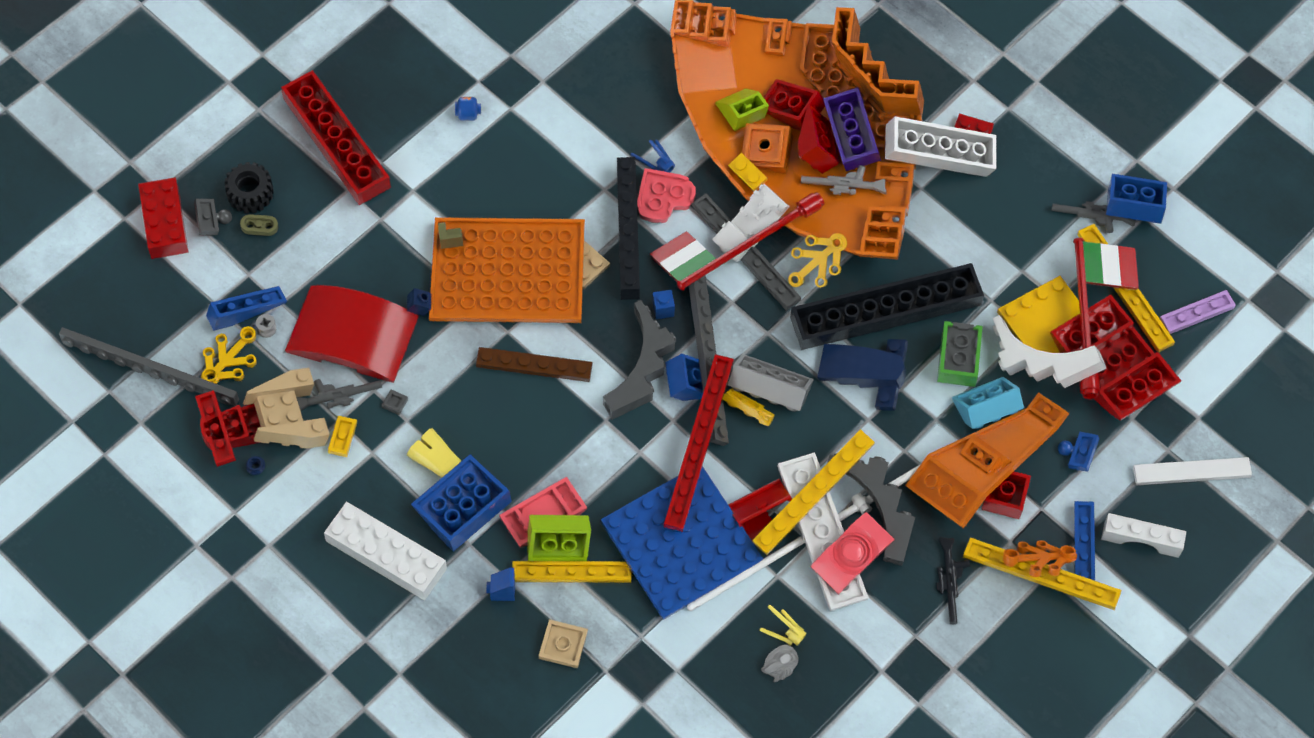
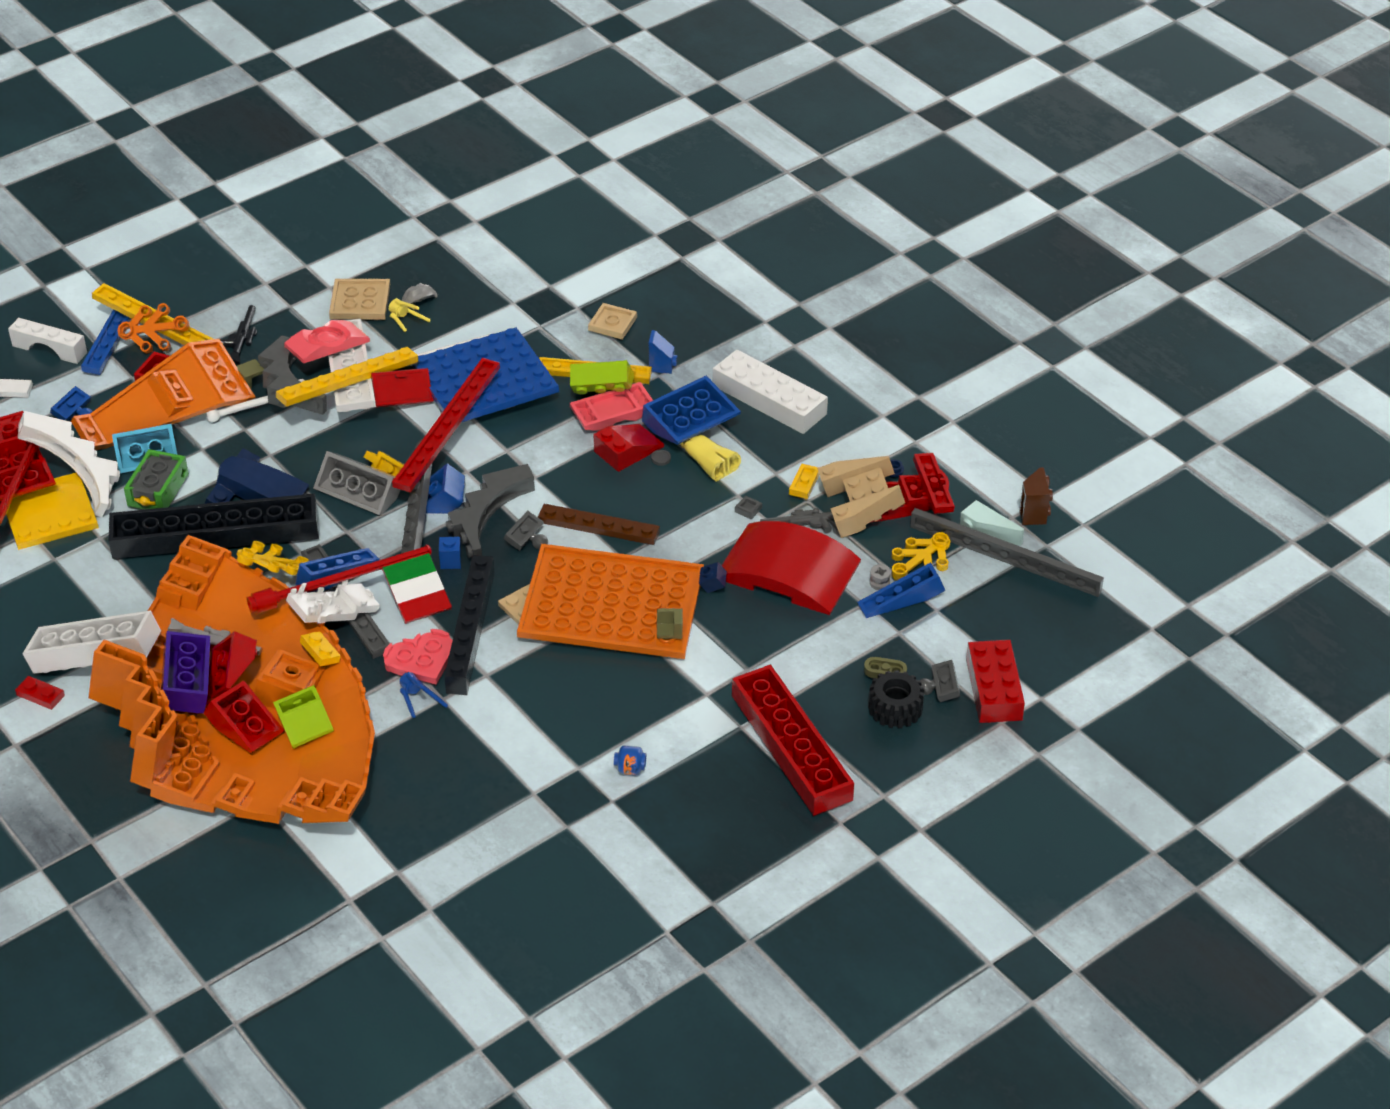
camera: 170 degrees left, 20 degrees down
(117, 423) = (1036, 498): none -> reddish brown slope
(164, 398) = (987, 521): none -> light aqua slope
(487, 459) = (661, 457): none -> dark grey piece
(522, 463) = (625, 444): none -> red slope
(599, 343) = (525, 530): none -> dark grey plate
(760, 268) = (334, 564): none -> blue slope
(841, 645) = (359, 299): none -> tan plate
(921, 510) = (249, 370): none -> olive panel

